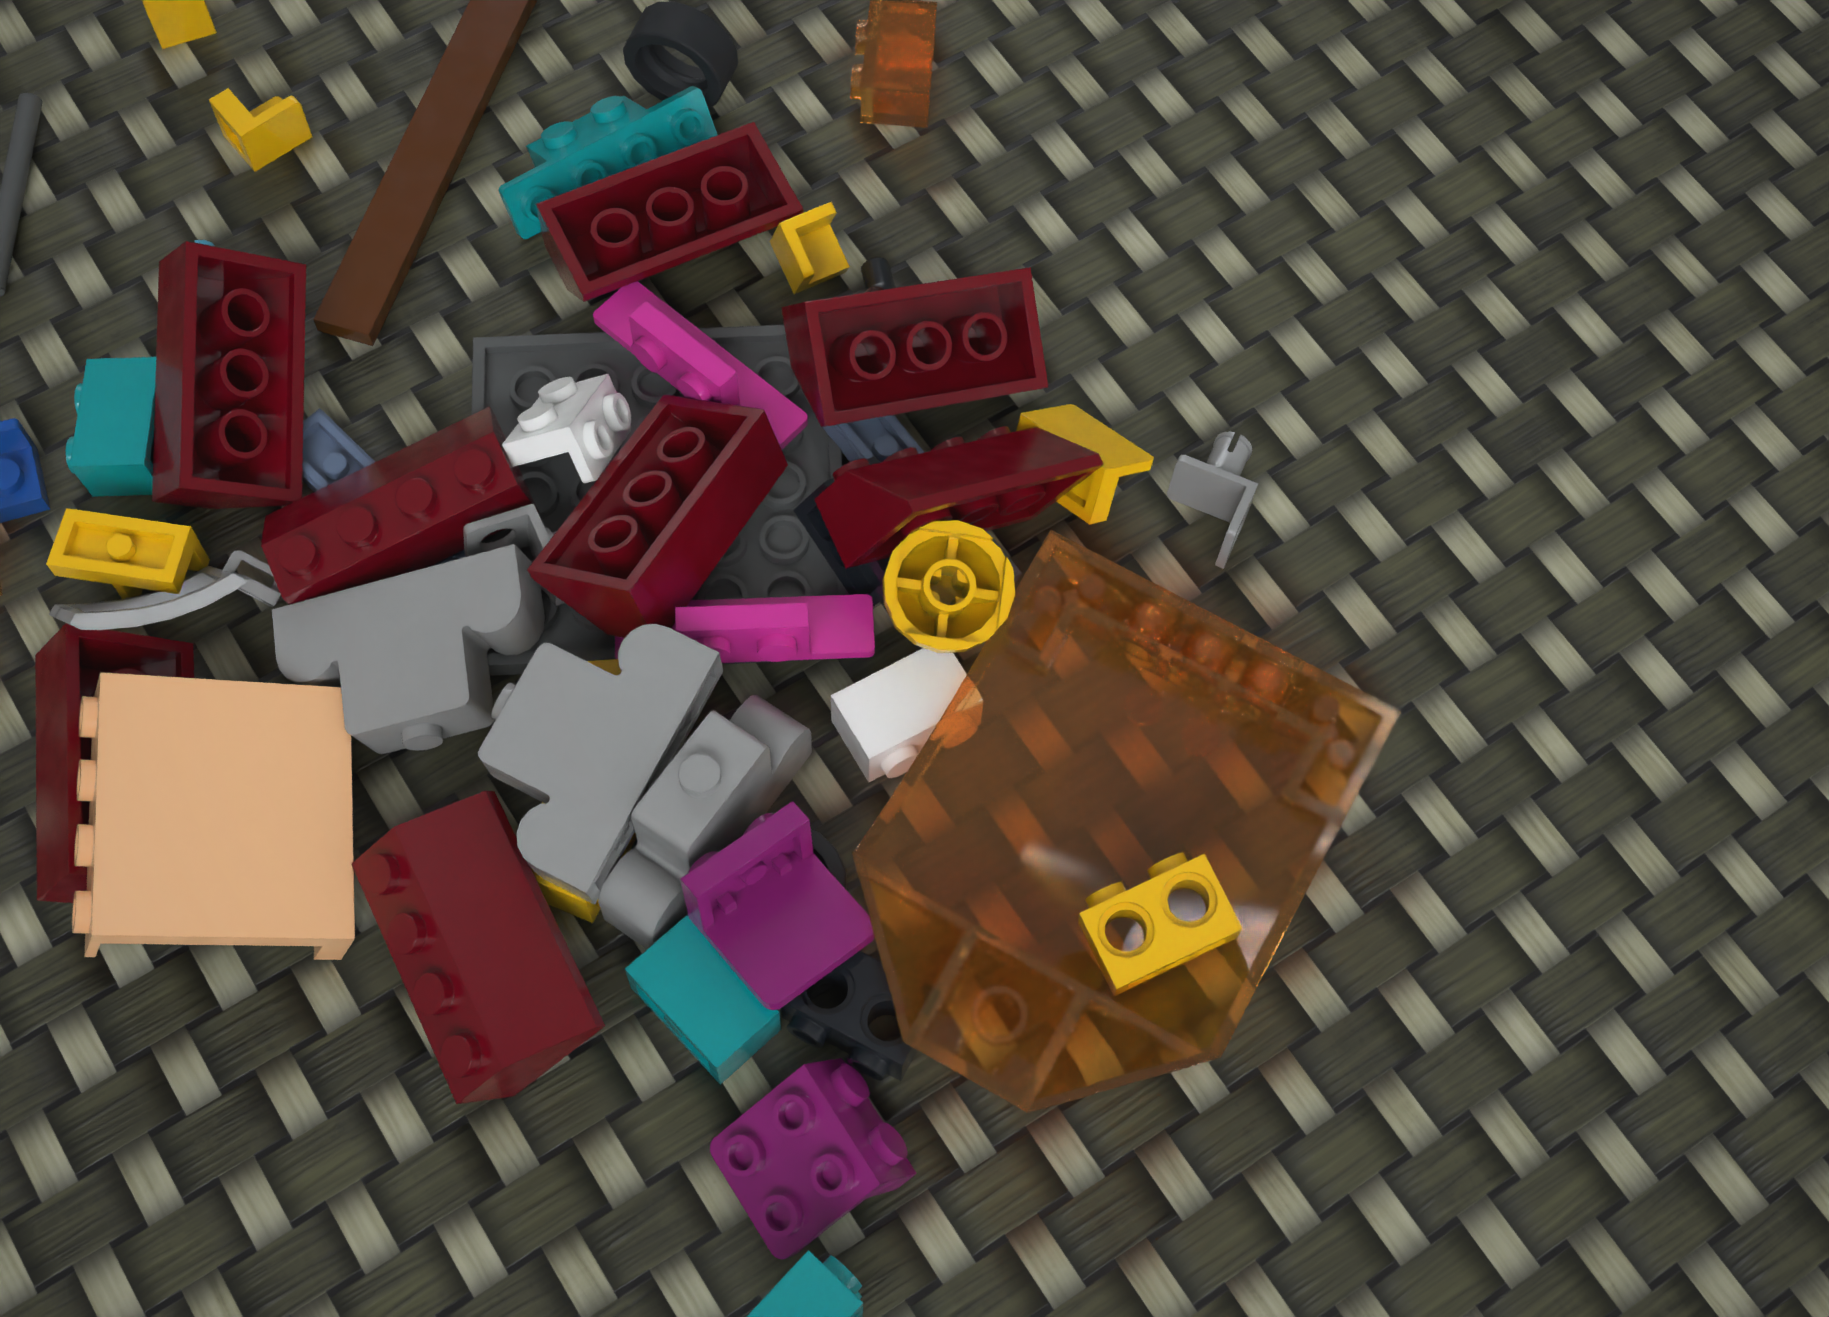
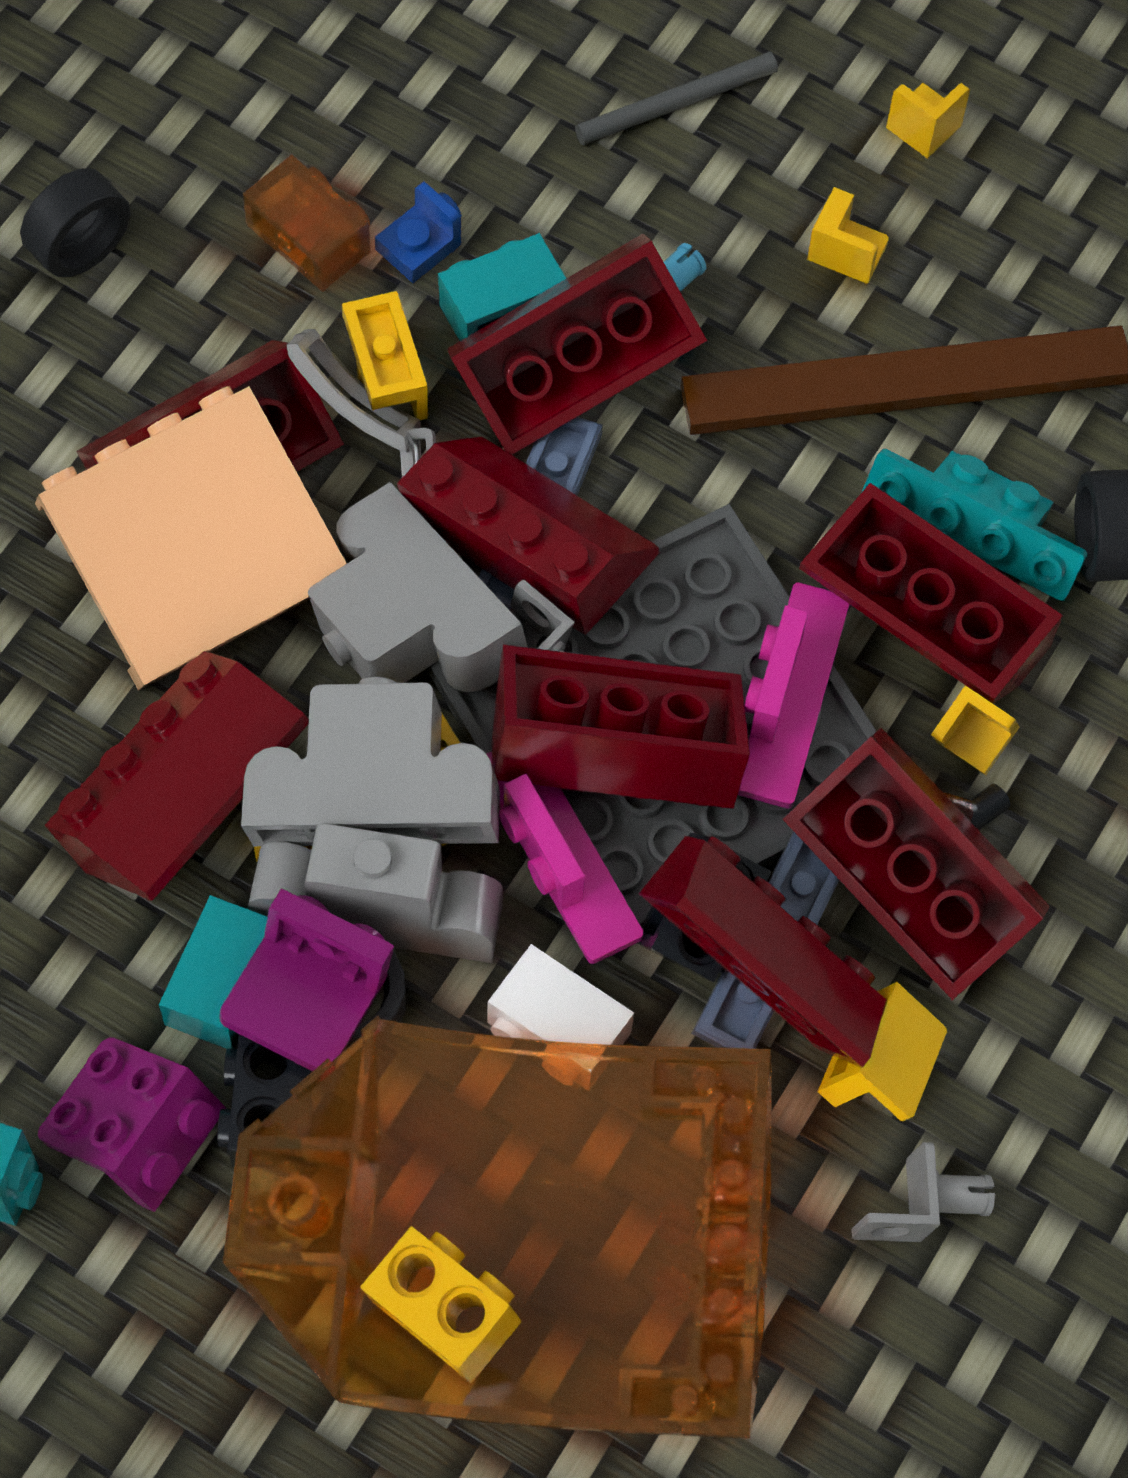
camera: 65 degrees right, 0 degrees up
(572, 418) = (666, 618): white bracket -> none
(948, 586) = (659, 983): yellow cylinder -> none

